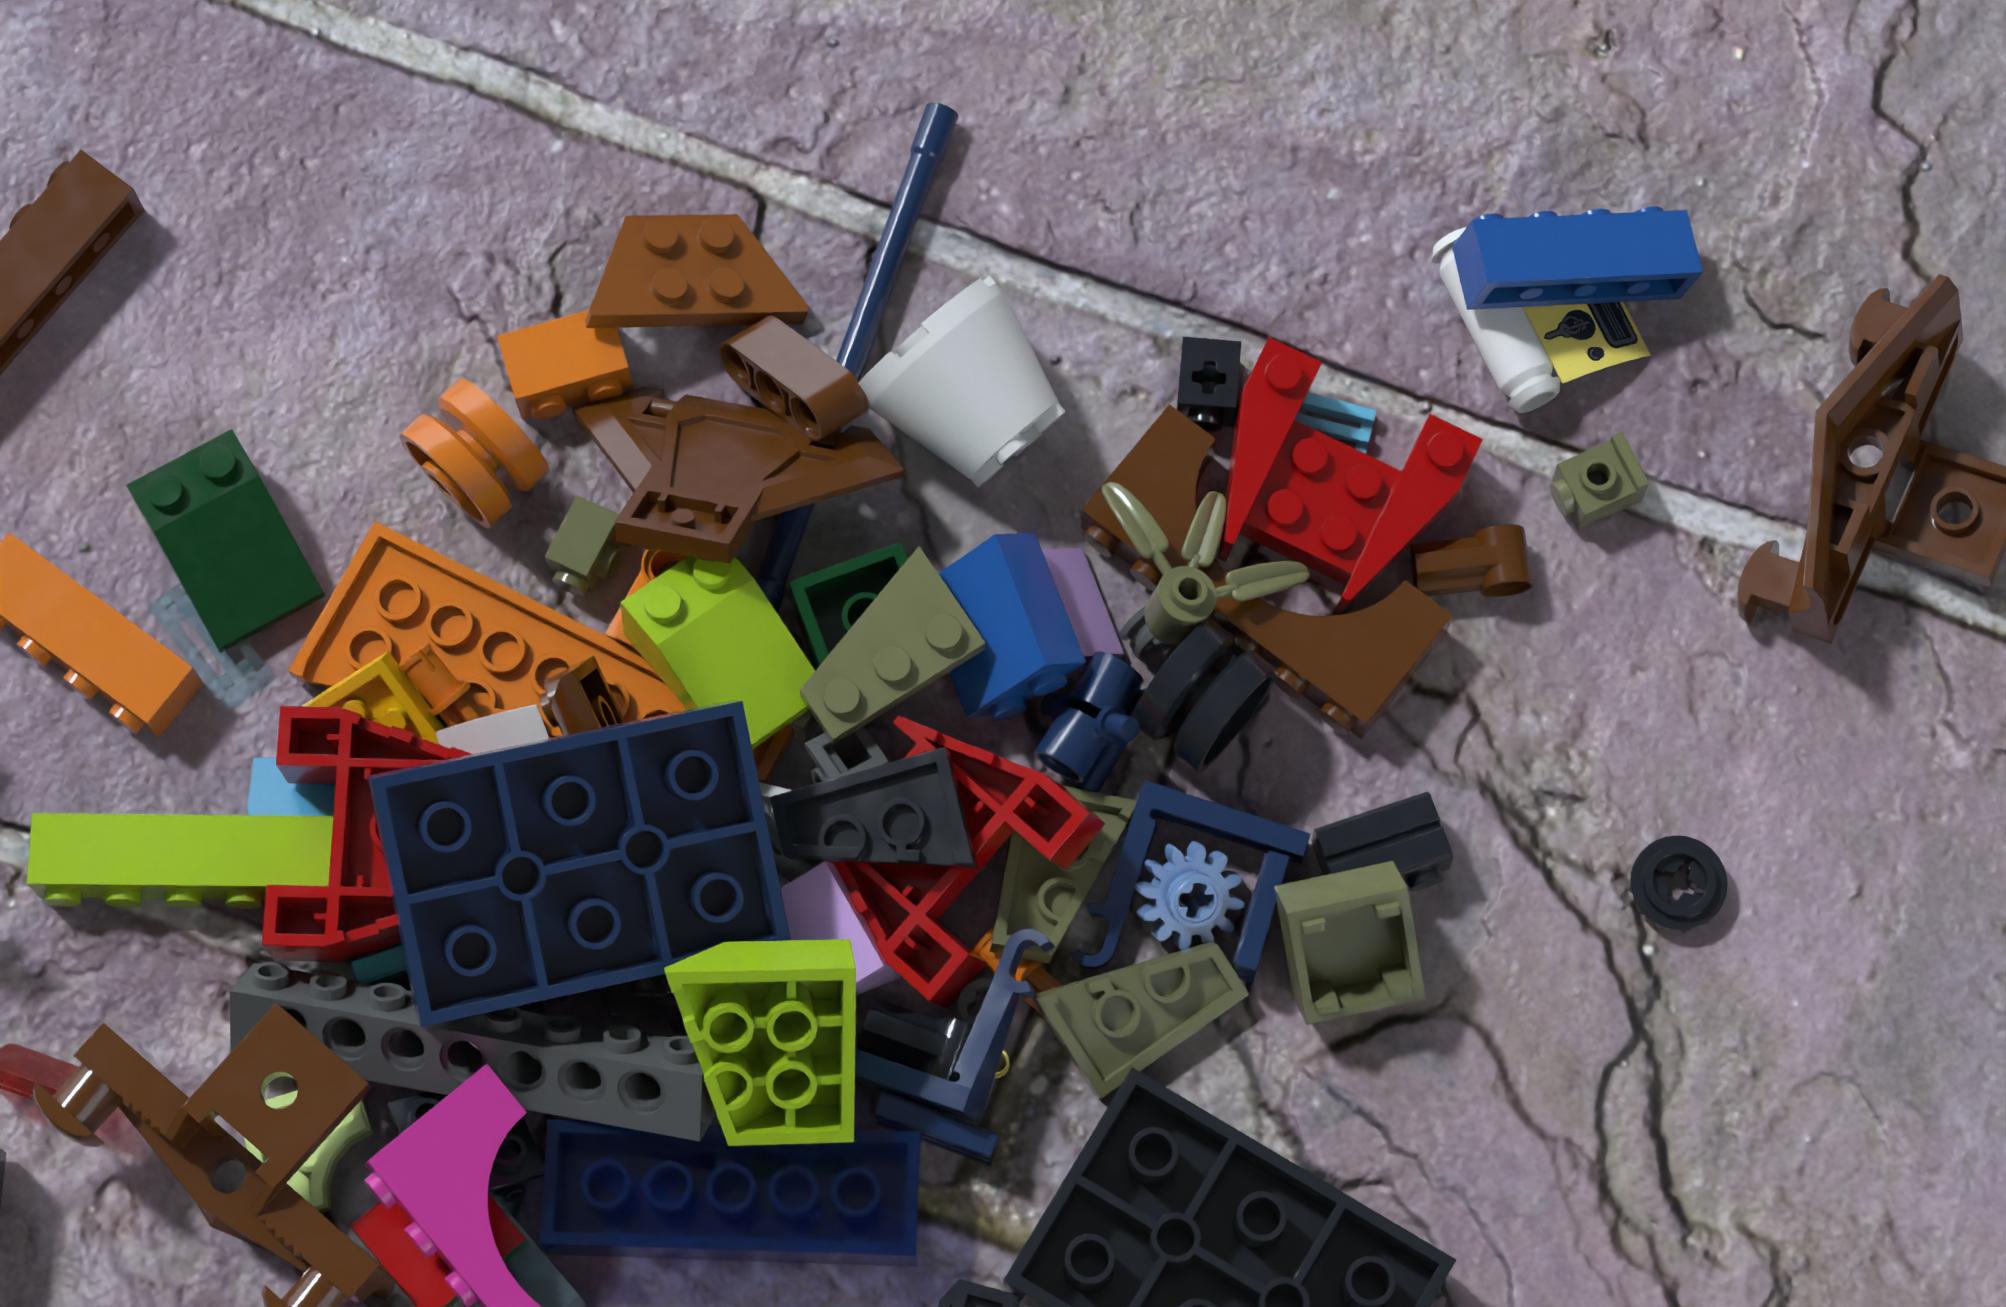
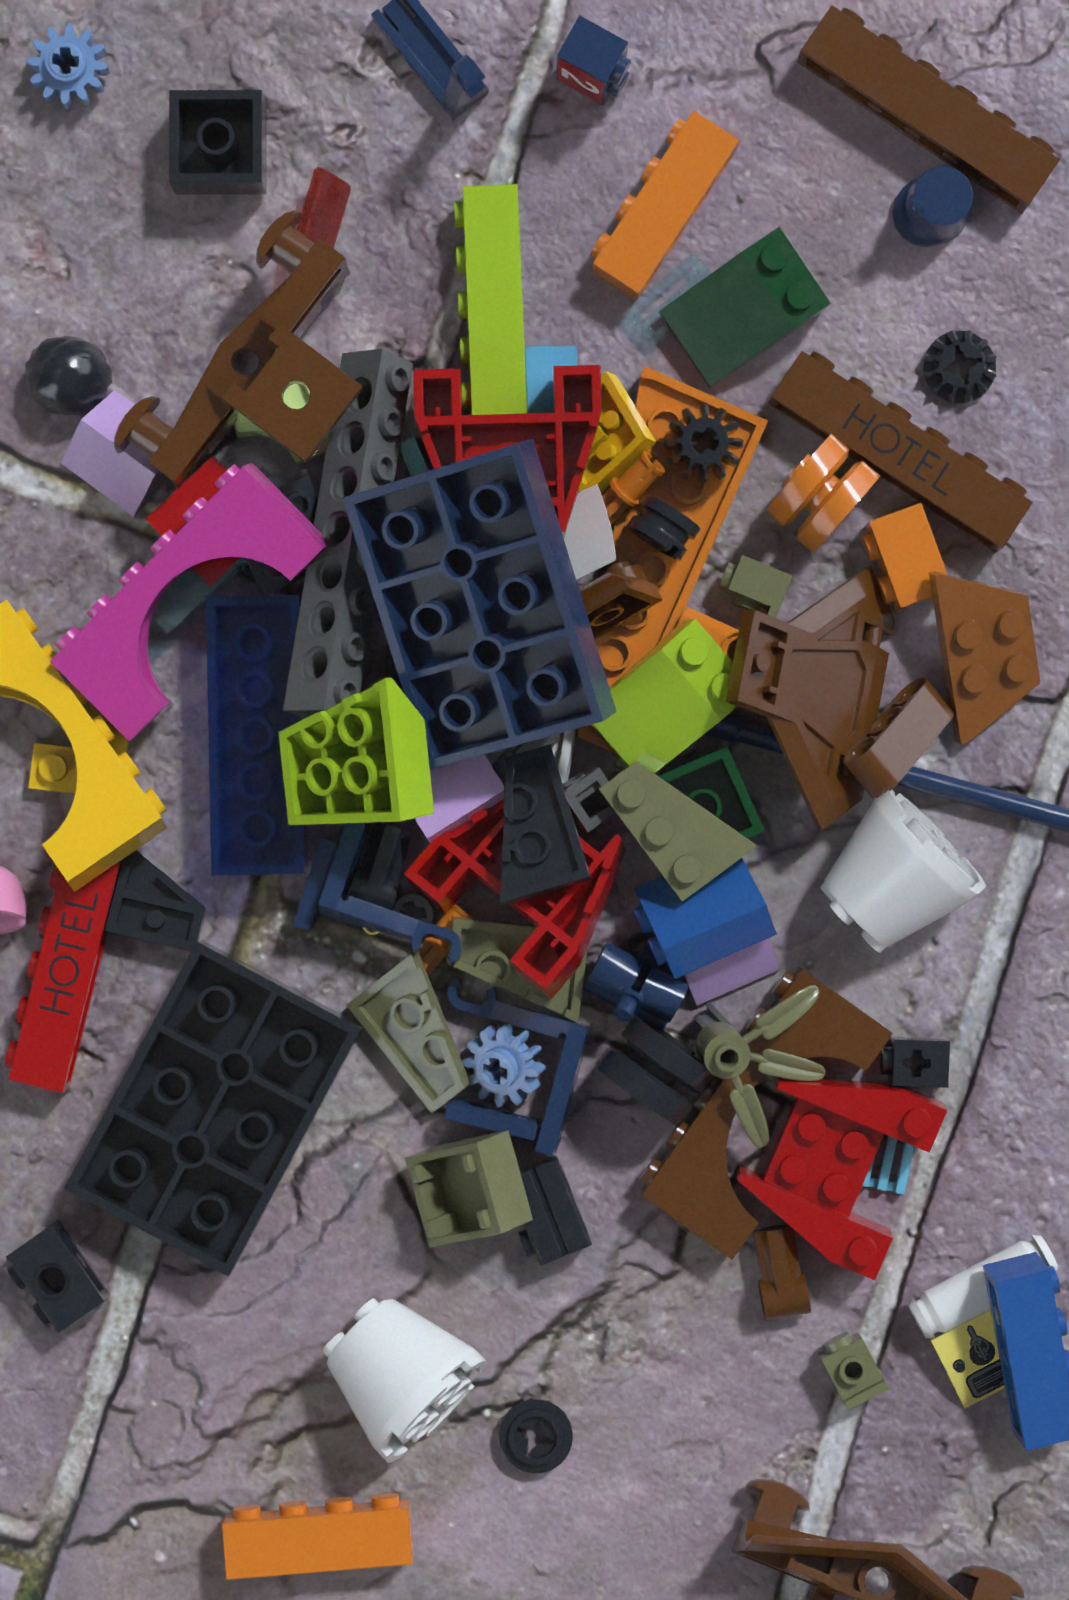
camera: 80 degrees right, 15 degrees up
(122, 307) = (933, 207): none -> dark blue hat
(351, 302) = (949, 384): none -> black gear
(402, 616) = (697, 429): none -> black gear
(439, 344) = (901, 451): none -> reddish brown brick
(499, 647) = (663, 527): none -> black wheel
(1590, 1044) = (400, 1374): none -> white cone
(1809, 1168) = (318, 1537): none -> orange brick

